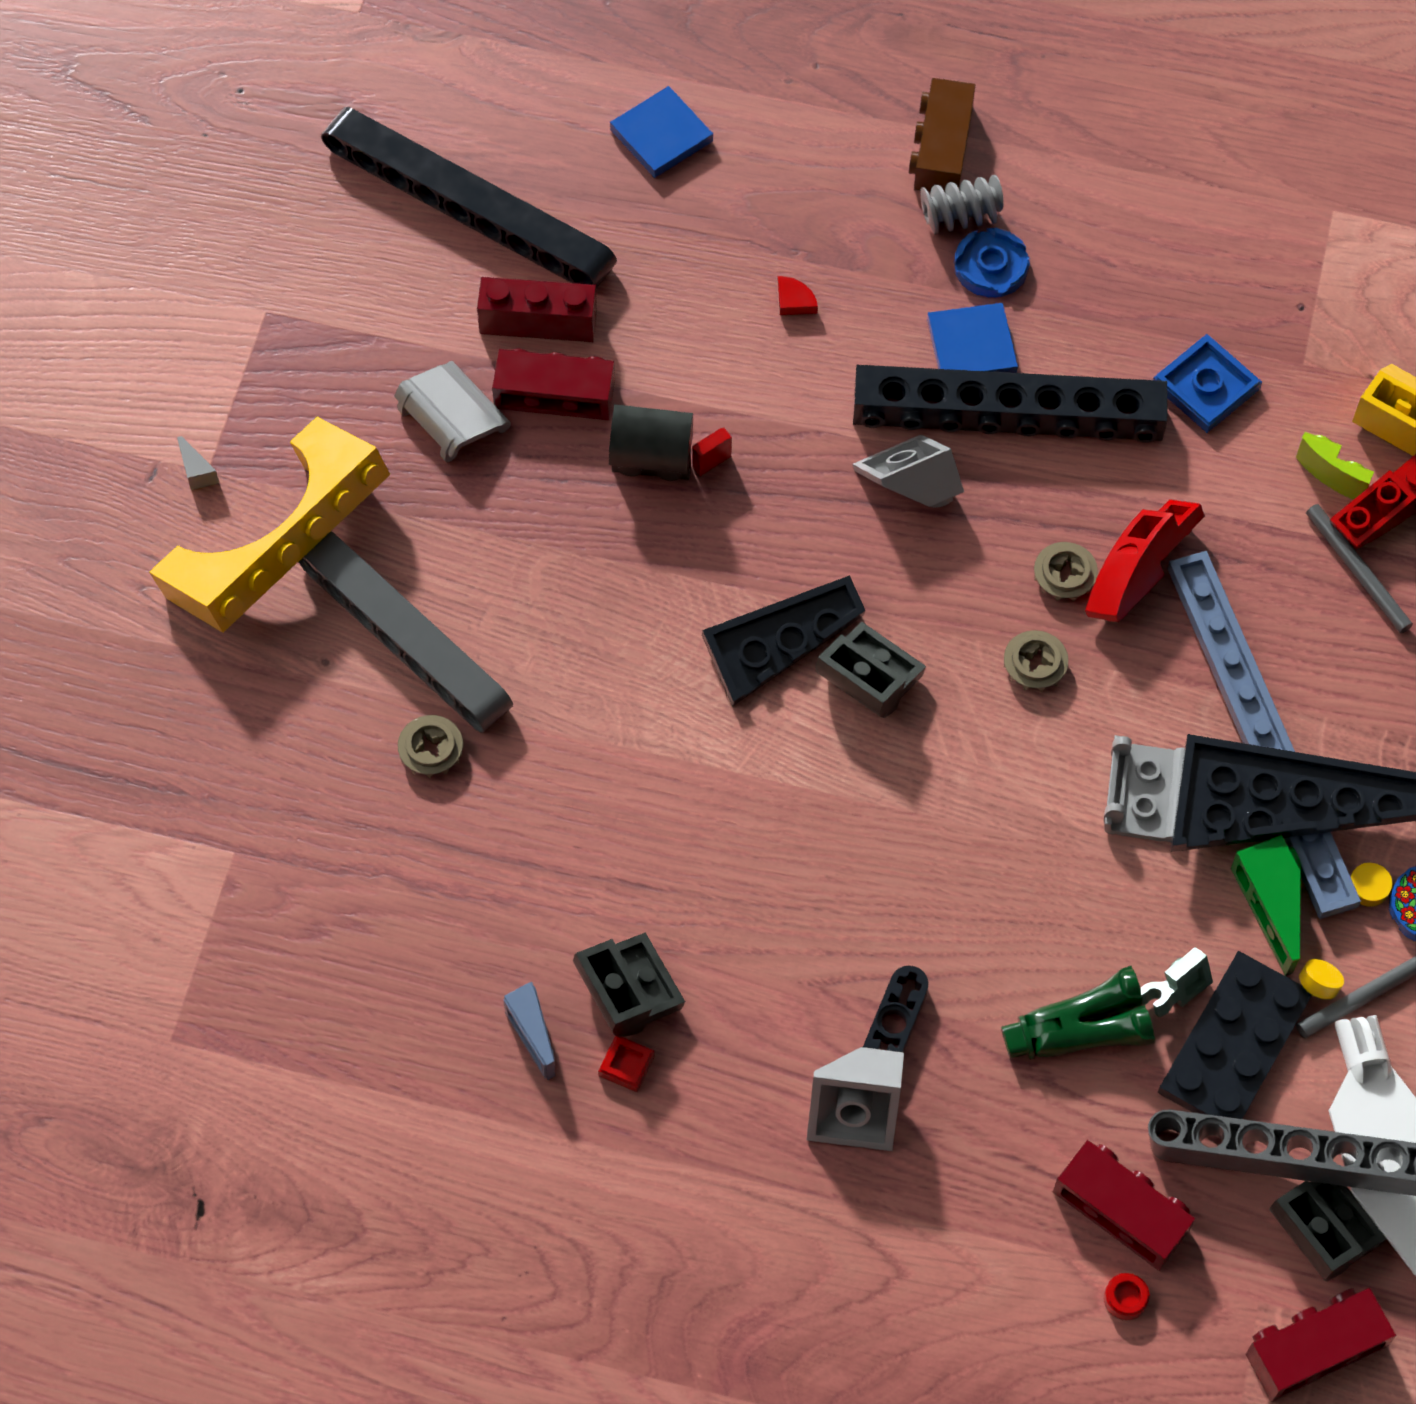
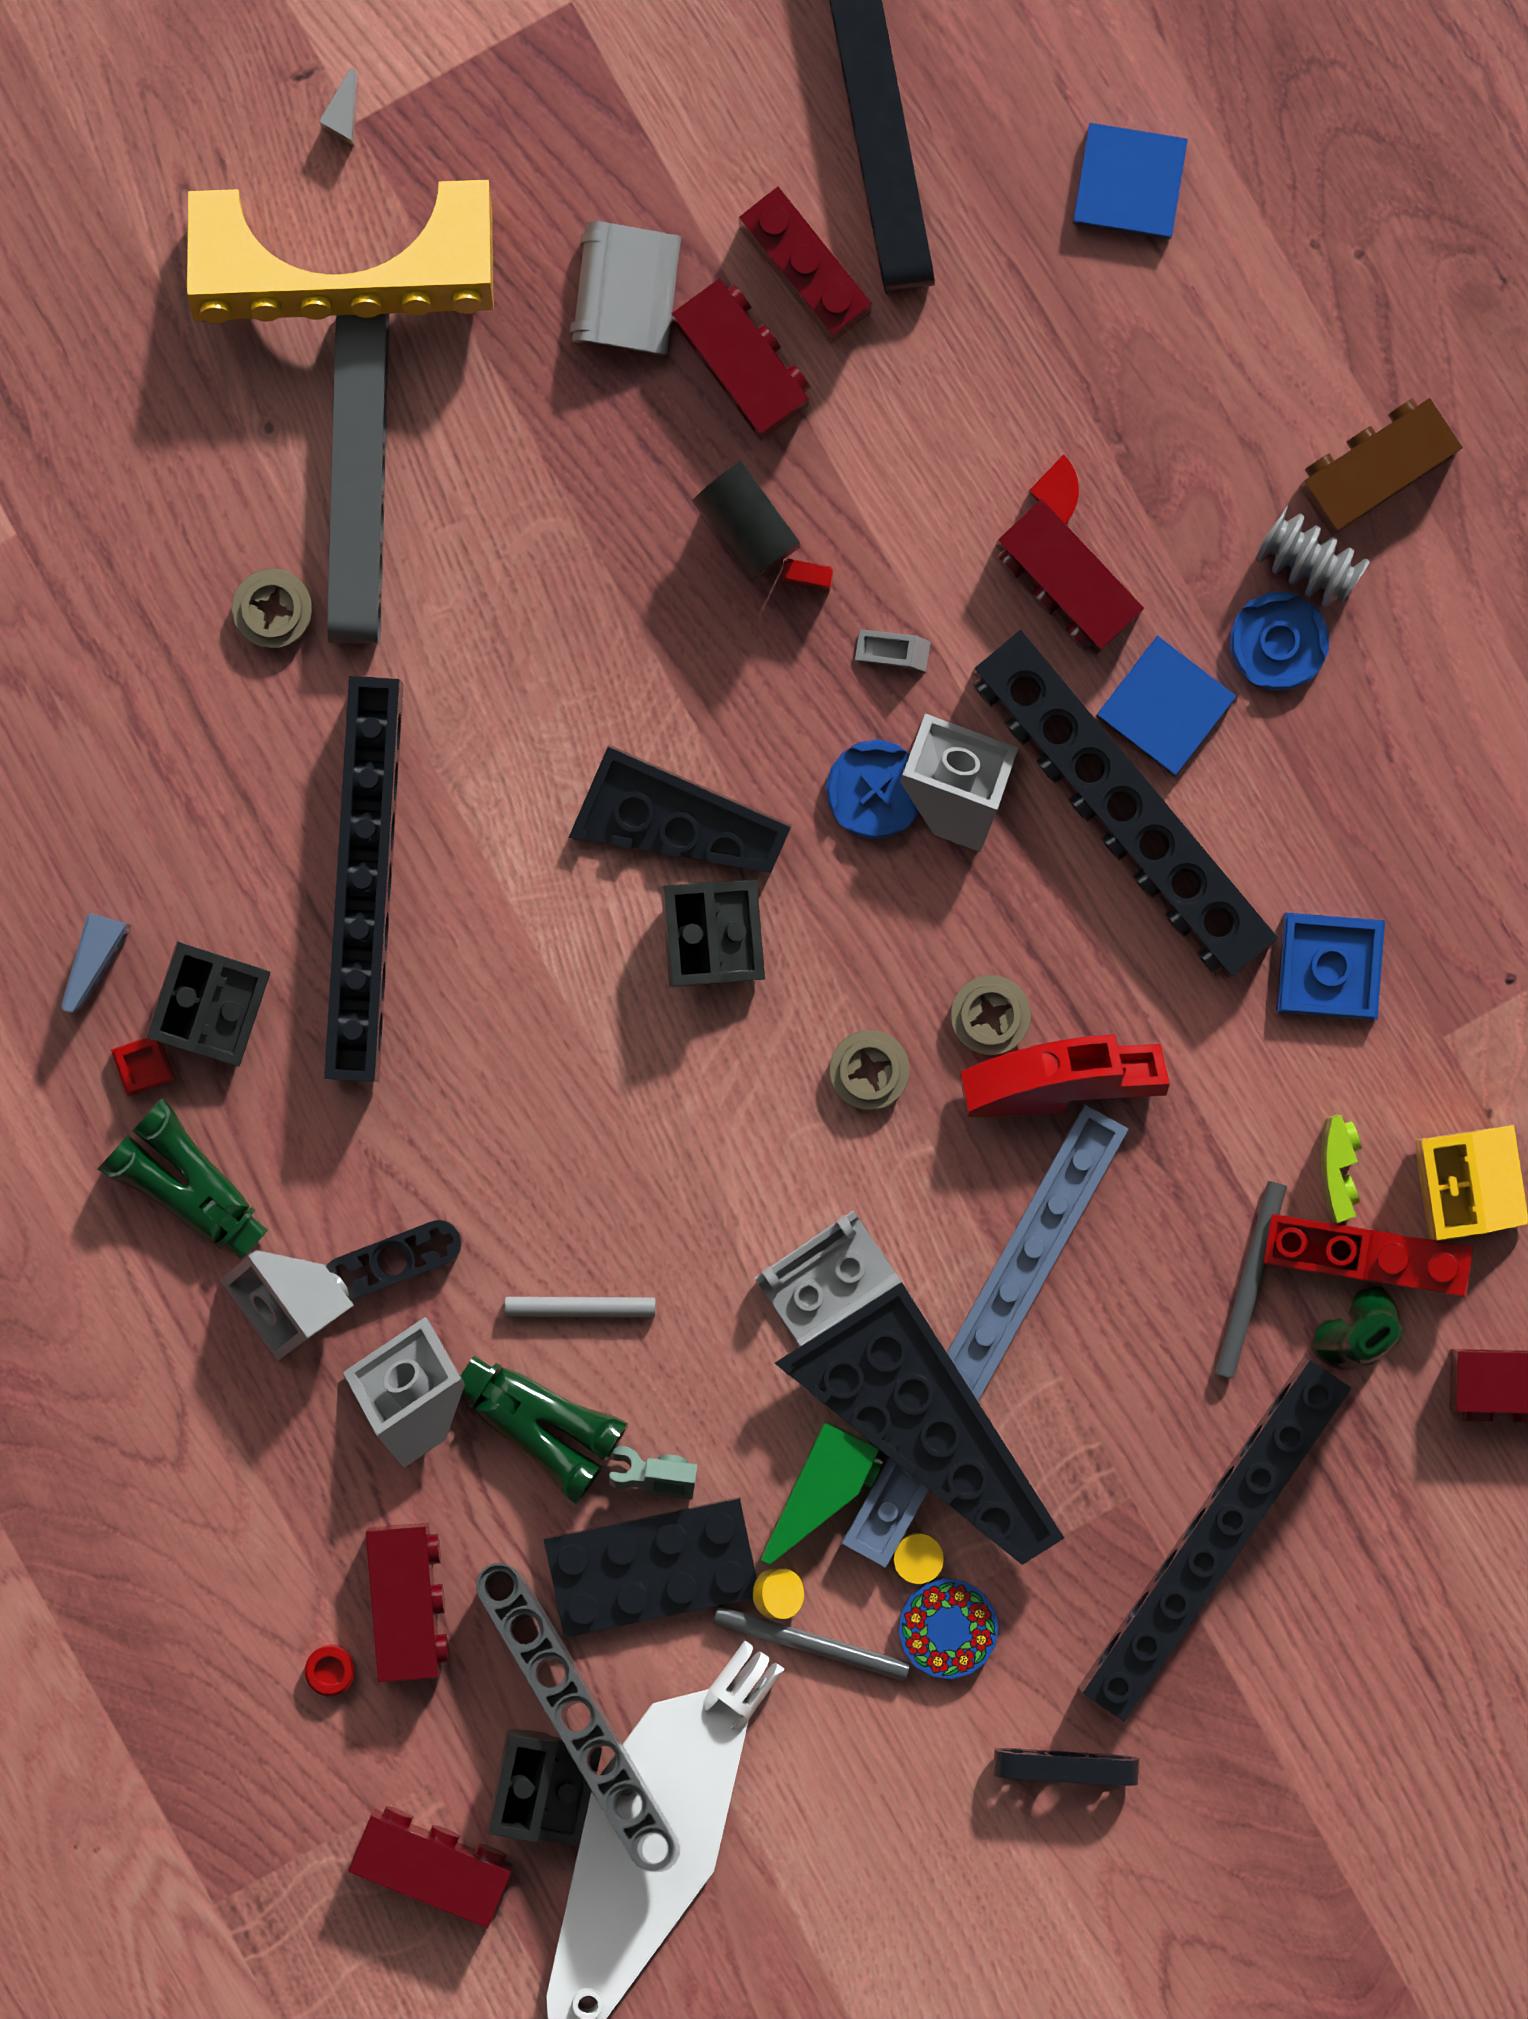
camera: 50 degrees right, 25 degrees up
(646, 828) = (364, 879): none -> black brick
(746, 1096) = (209, 1201): none -> dark green piece
(798, 449) = (893, 649): none -> light grey piece
(850, 326) = (1067, 578): none -> dark red brick
(870, 524) = (867, 790): none -> blue tile
(989, 1080) = (408, 1391): none -> light grey slope
(1027, 942) = (580, 1306): none -> light grey bar

